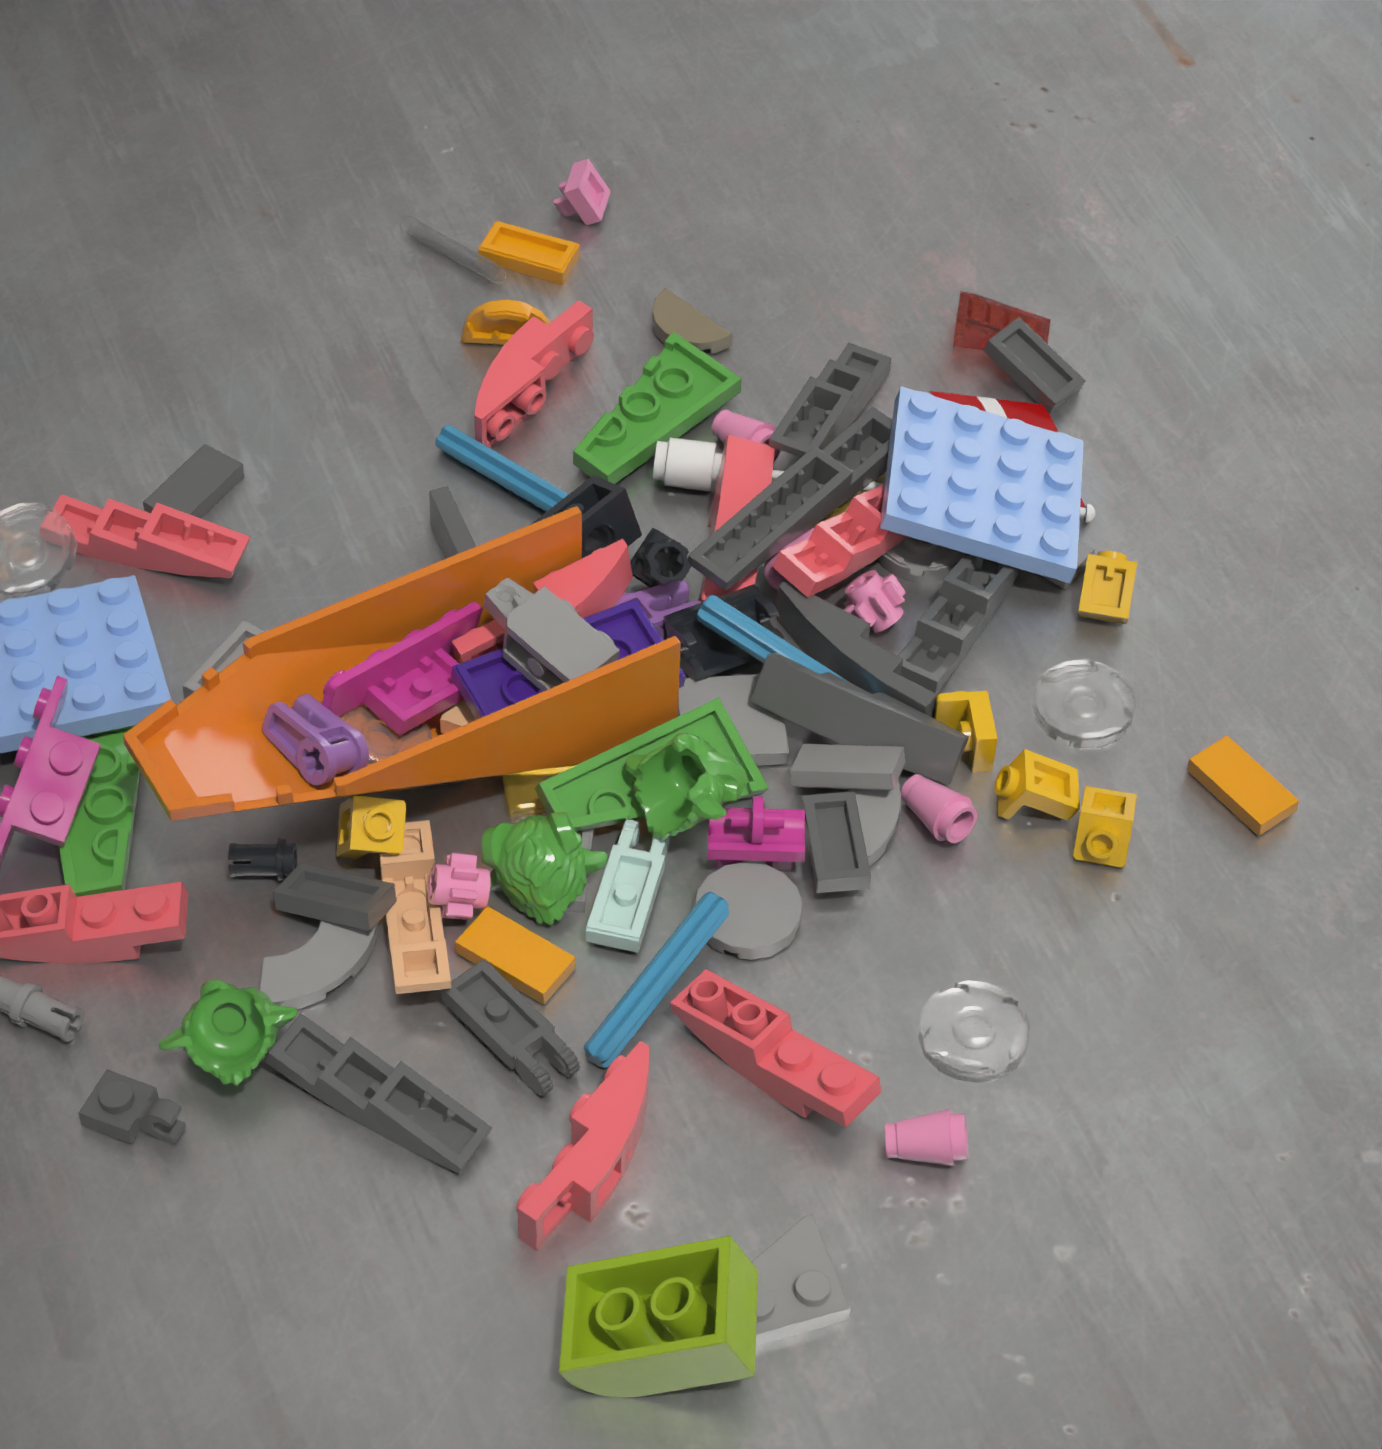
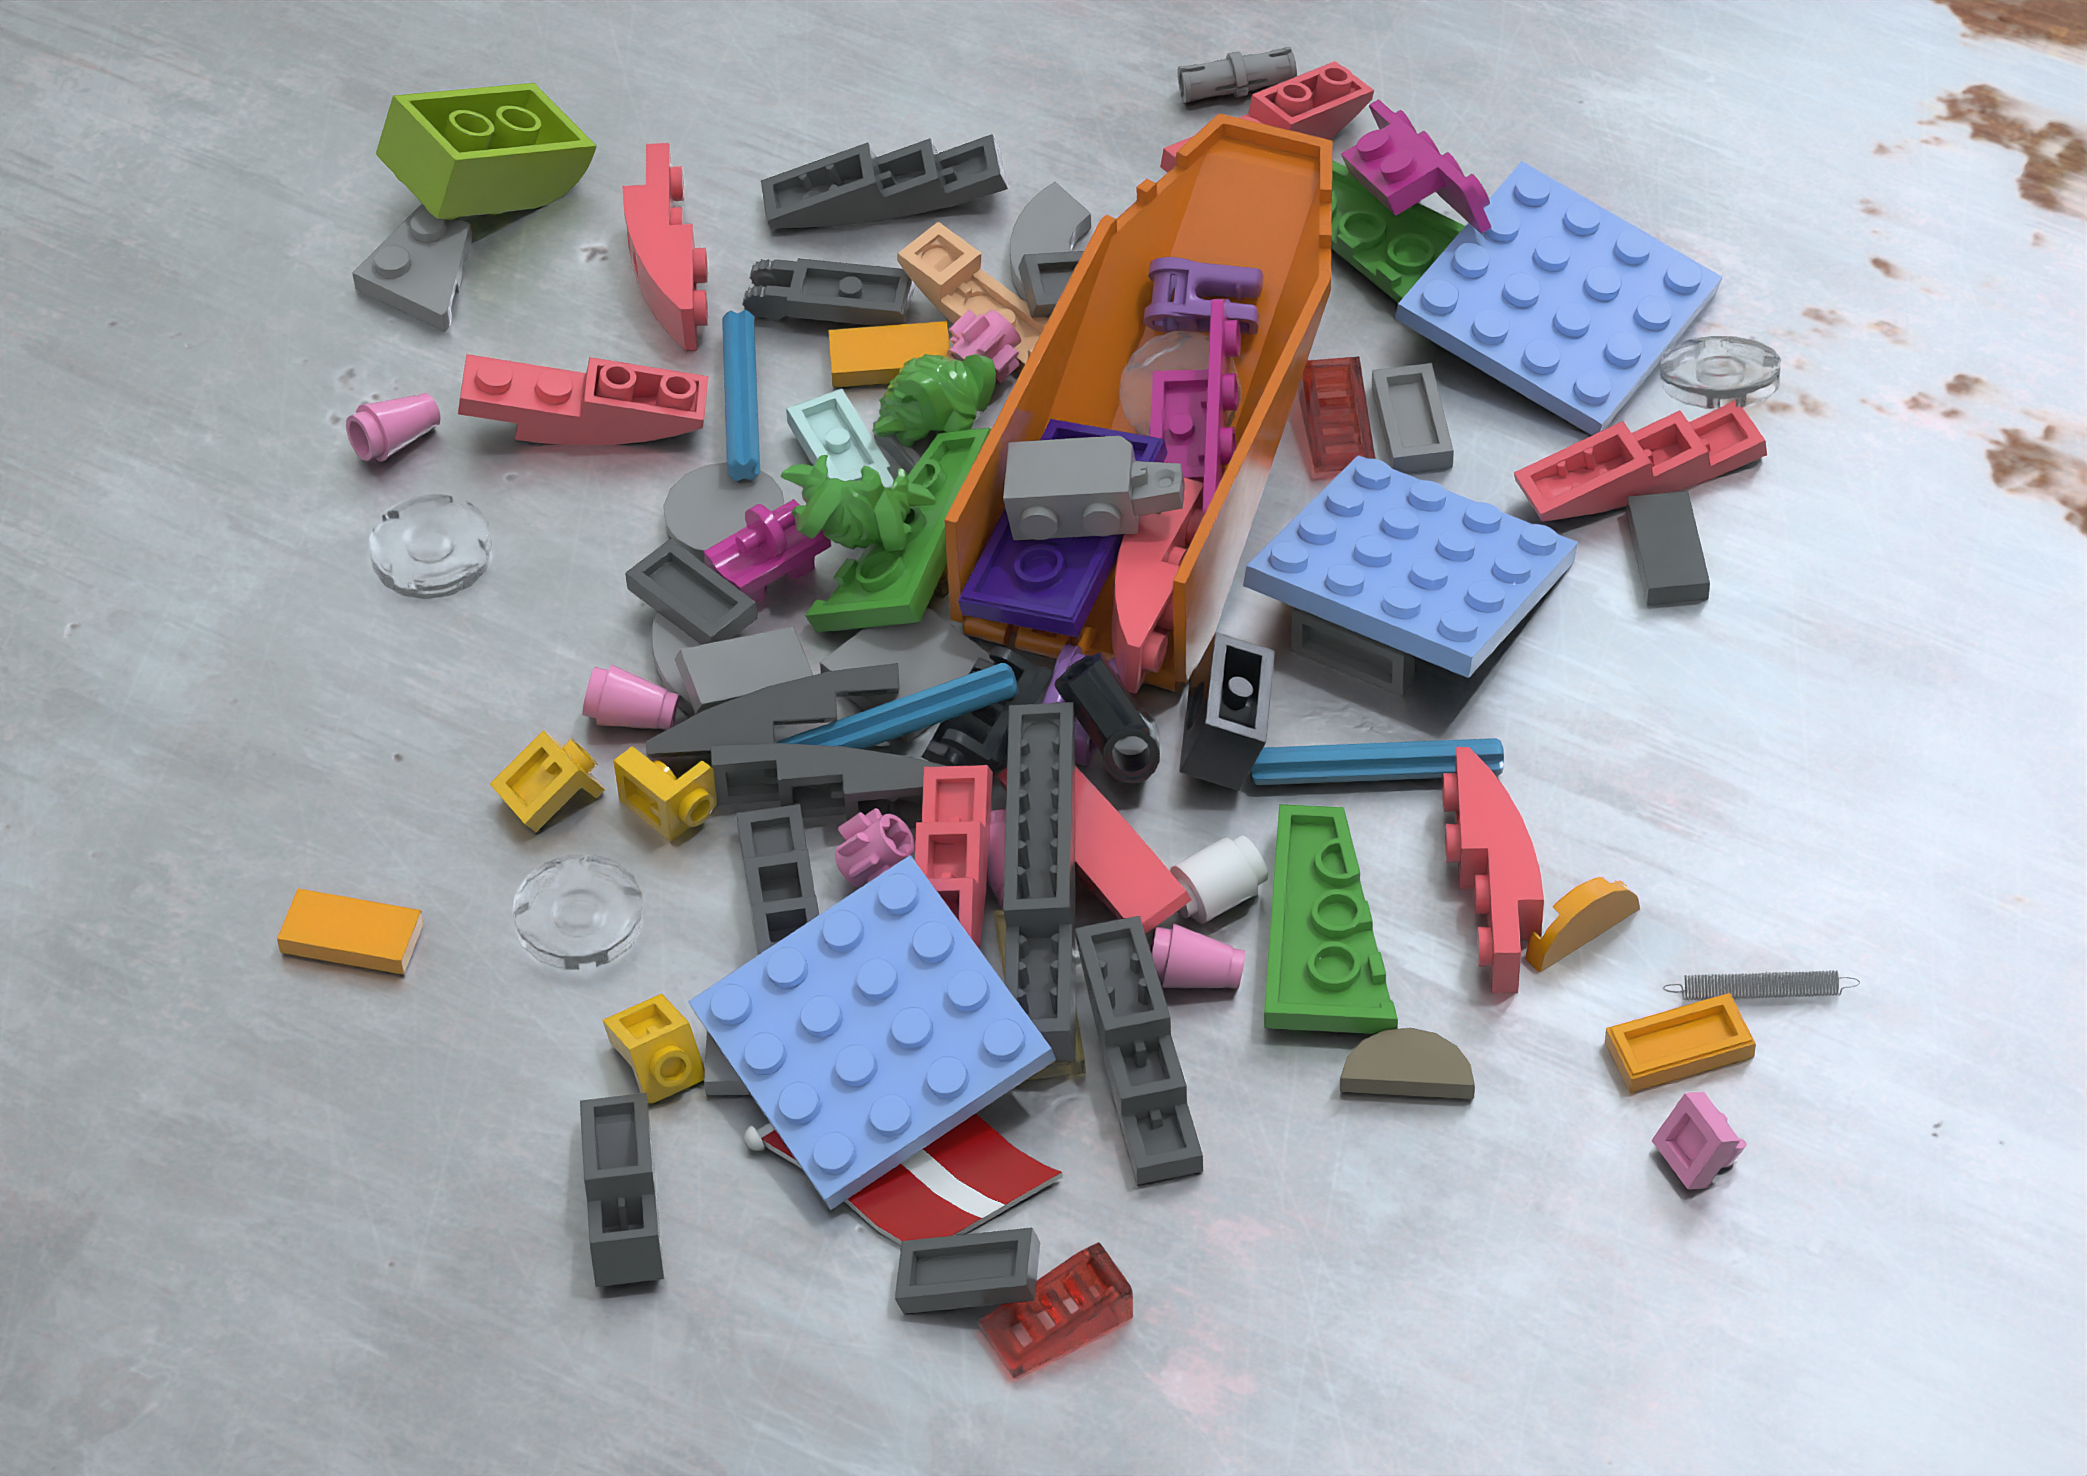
camera: 145 degrees right, 0 degrees up
(126, 1106) = (1068, 63): dark grey plate -> none
(229, 1030) = (1040, 130): bright green hair -> none
(360, 528) = (1411, 565): none -> light blue plate
(1105, 826) = (456, 790): yellow bracket -> none
(1194, 521) = (621, 1190): none -> dark grey slope

